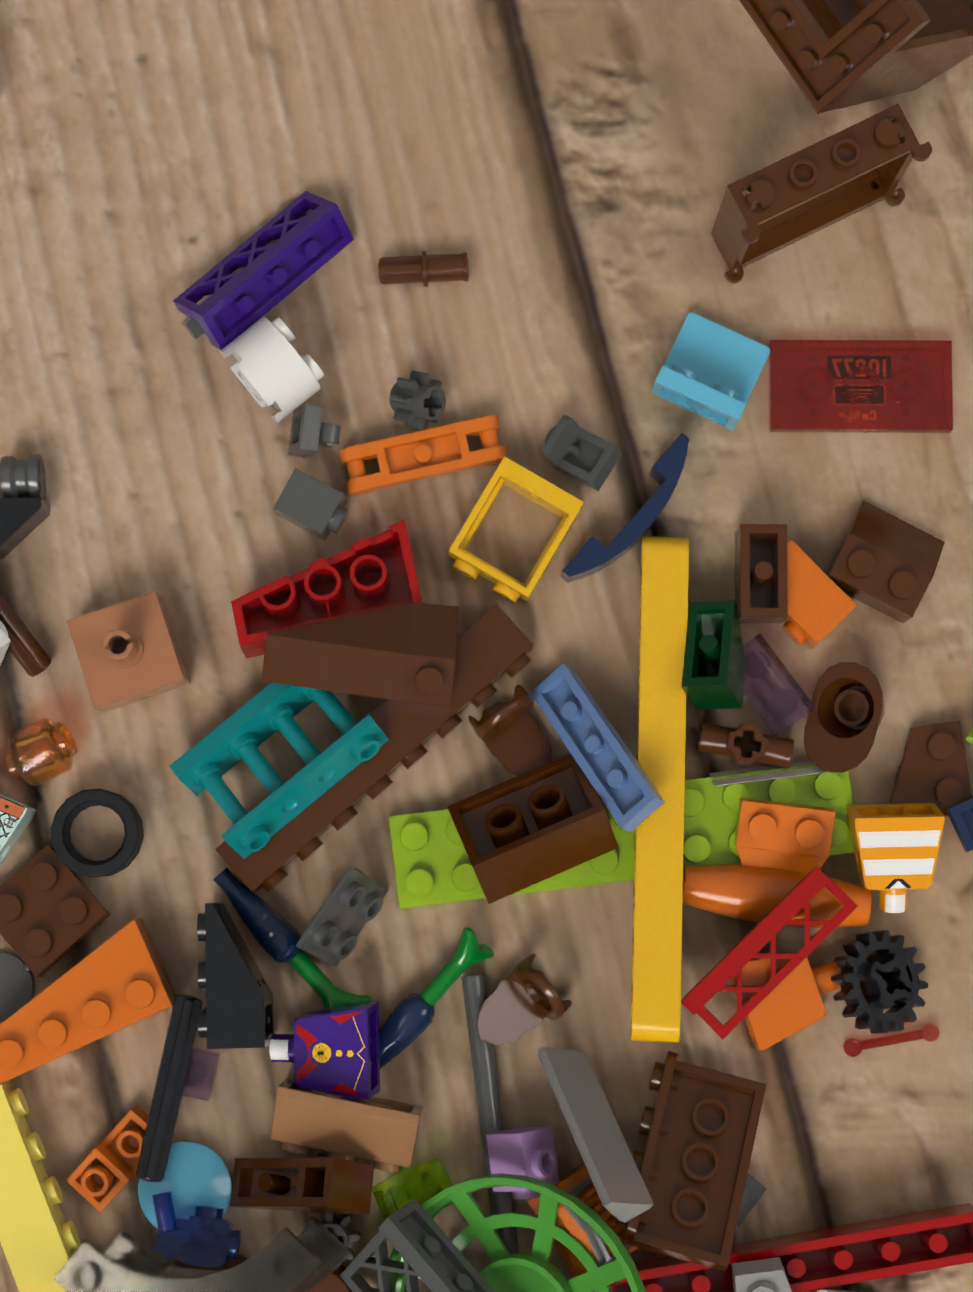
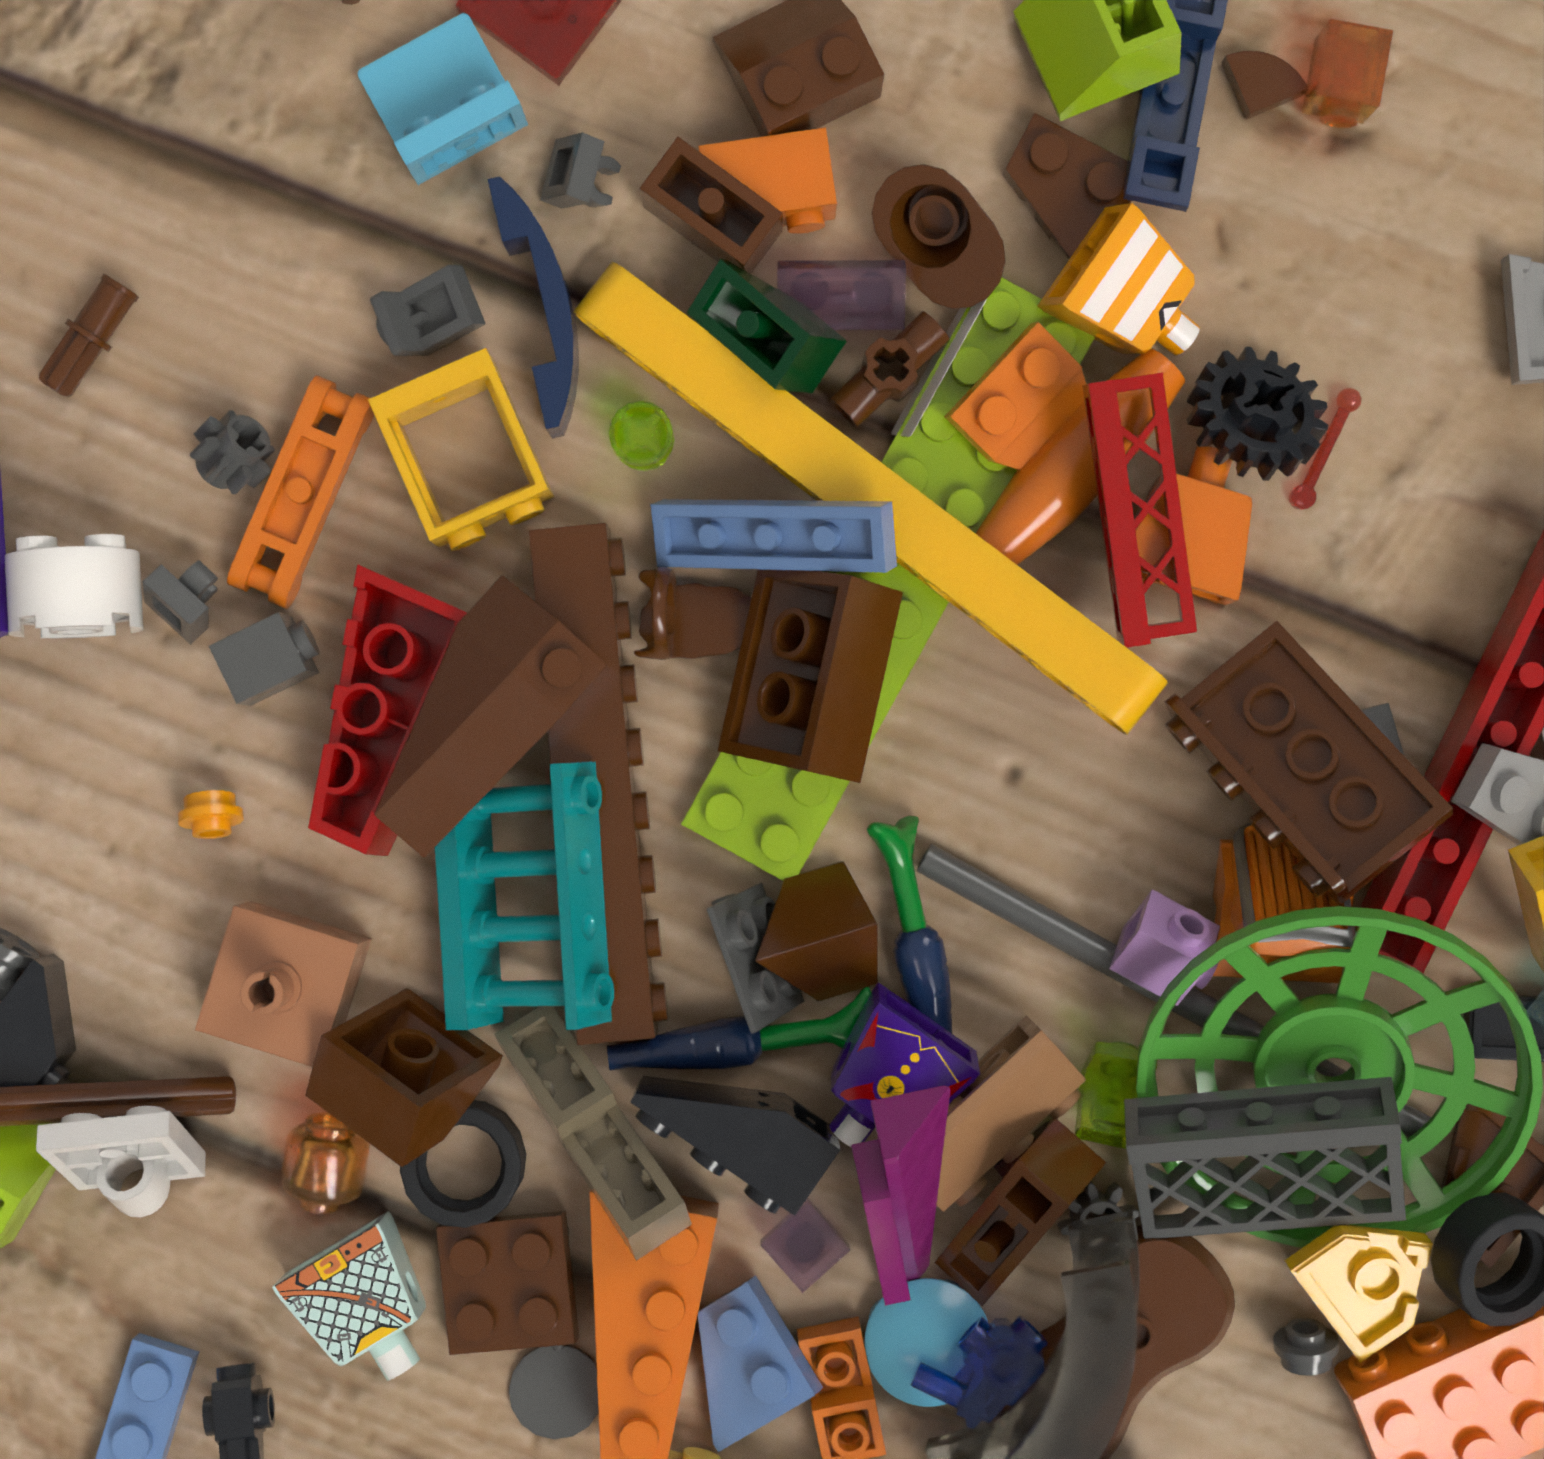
camera: 55 degrees left, 5 degrees up
(97, 1090) = (750, 1364): none -> medium blue wing
(124, 758) = (400, 1075): none -> reddish brown slope
(169, 1088) = (806, 1284): black axle -> none
(172, 896) = (594, 1130): none -> dark tan slope
(197, 538) = (210, 813): none -> light orange plate
(268, 1099) = (901, 1184): none -> magenta wedge
(383, 947) = (822, 934): none -> reddish brown slope
(519, 1005) = (994, 830): reddish brown piece -> none
(596, 1133) = (1200, 847): light grey slope -> none
(601, 620) = (634, 427): none -> clear neon green wheel
(723, 478) = (574, 171): none -> dark grey tile

